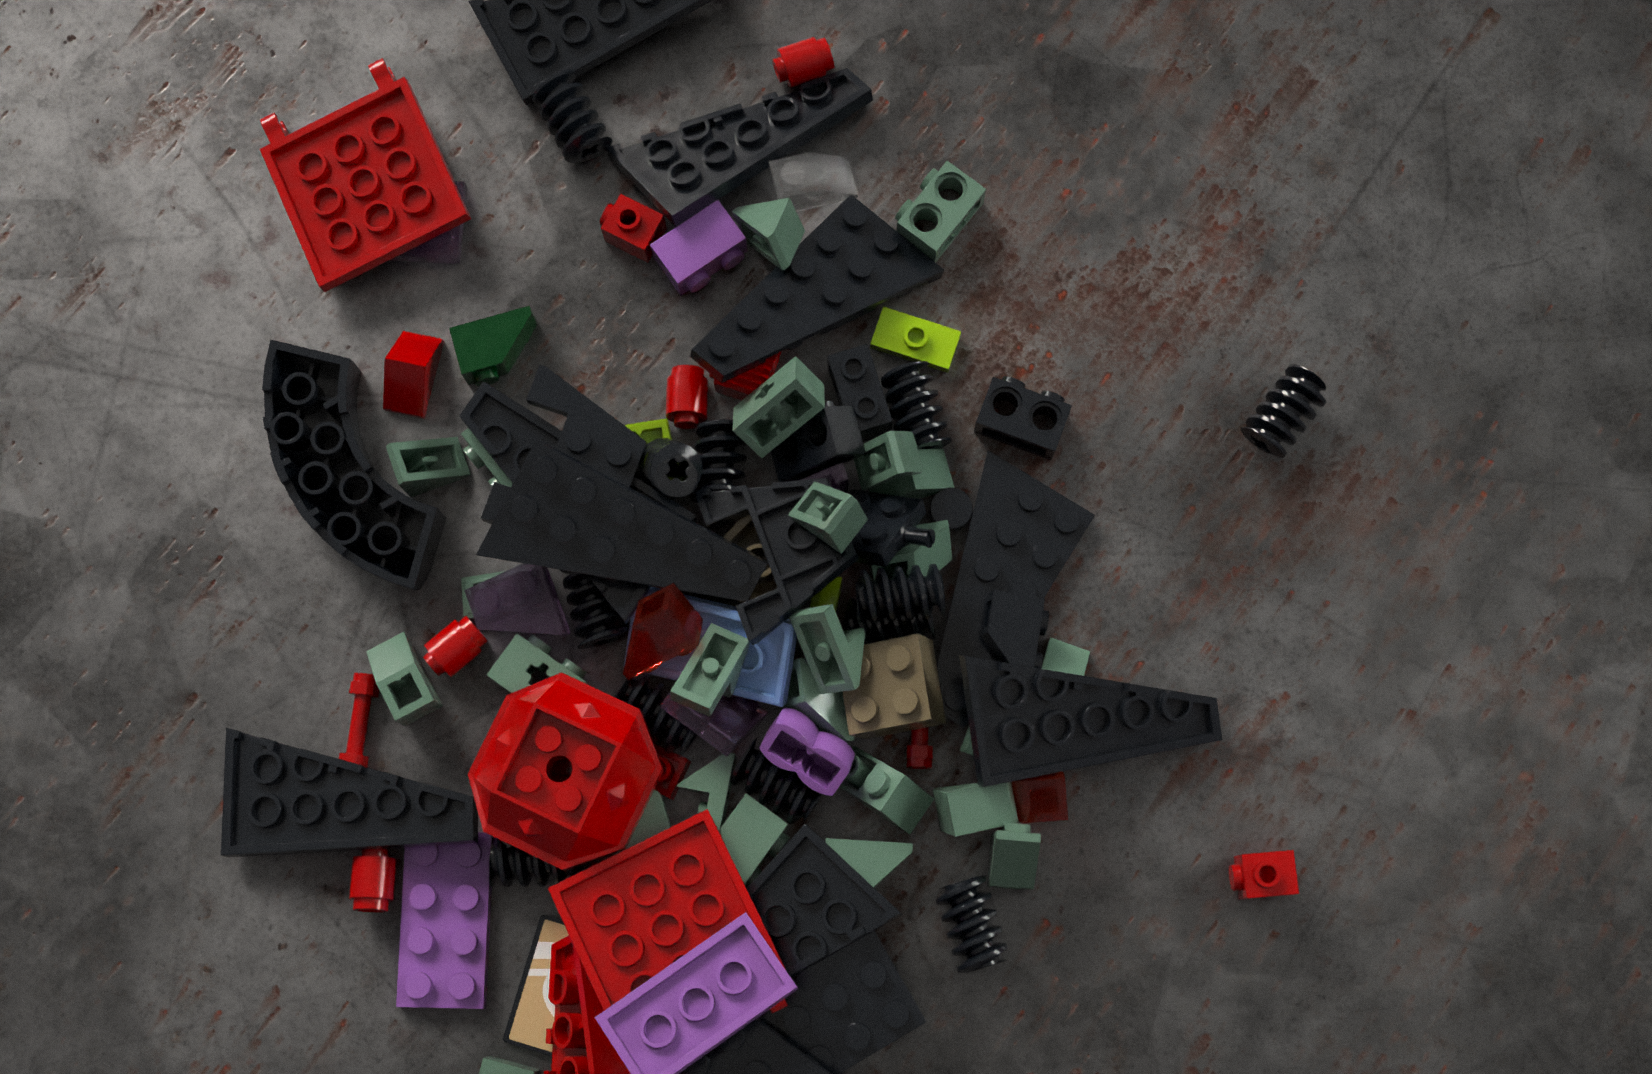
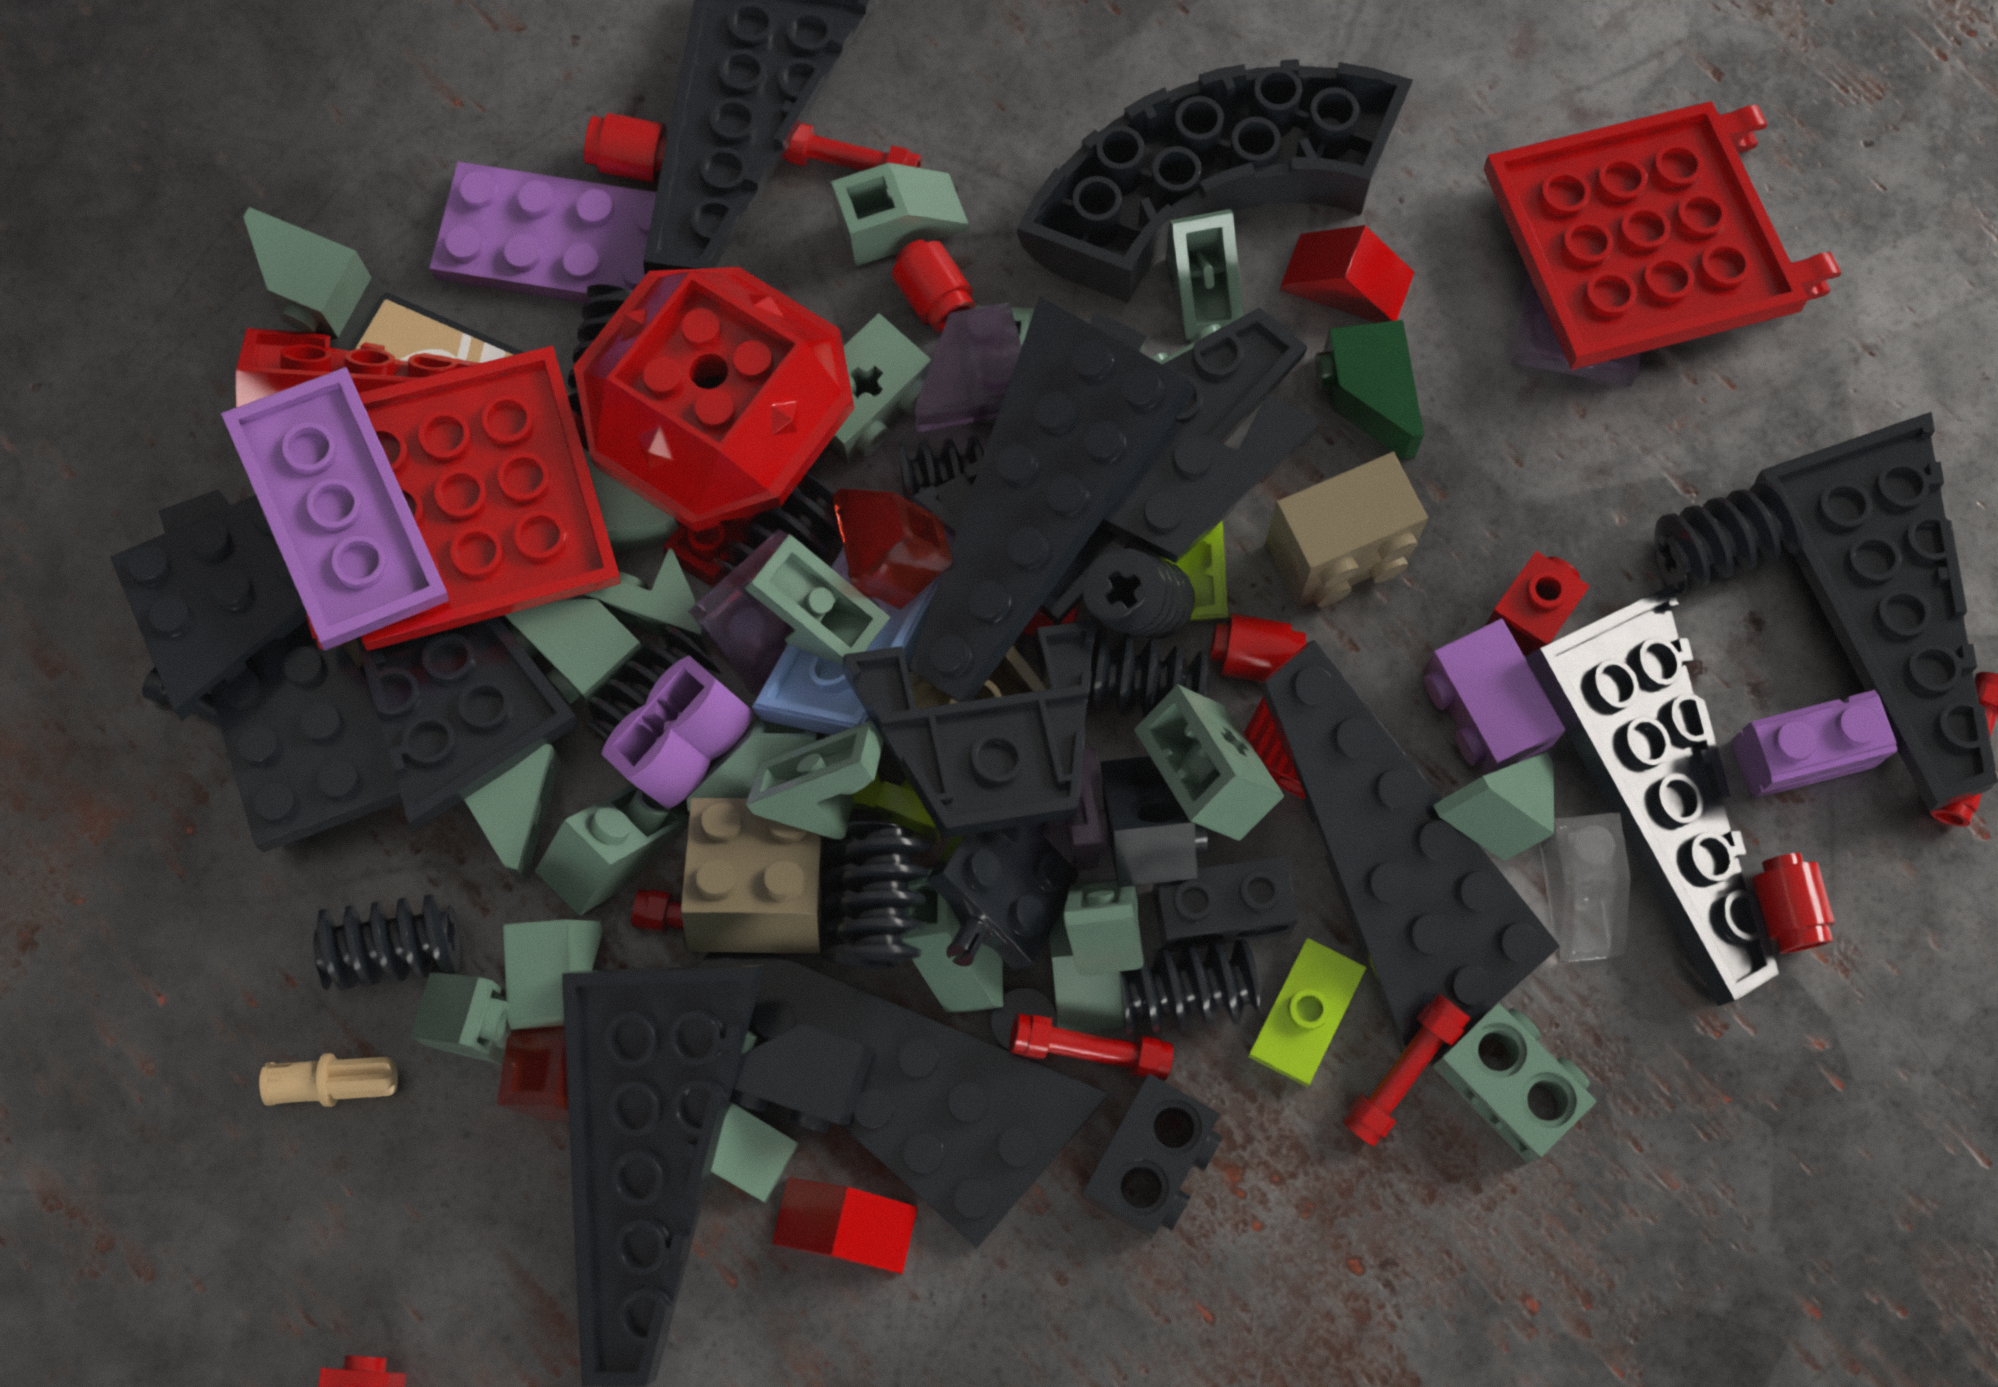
camera: 100 degrees right, 5 degrees down
(604, 346) = (1346, 531): none -> dark tan brick
(702, 56) = (1814, 744): none -> medium lavender brick
(829, 515) = (1007, 793): sand green slope -> none
(962, 494) = (1035, 1037): none -> red bar
(973, 292) = (1372, 1116): none -> red bar
(1065, 945) = (327, 1080): none -> tan axle
(1096, 599) = (845, 1224): none -> red slope

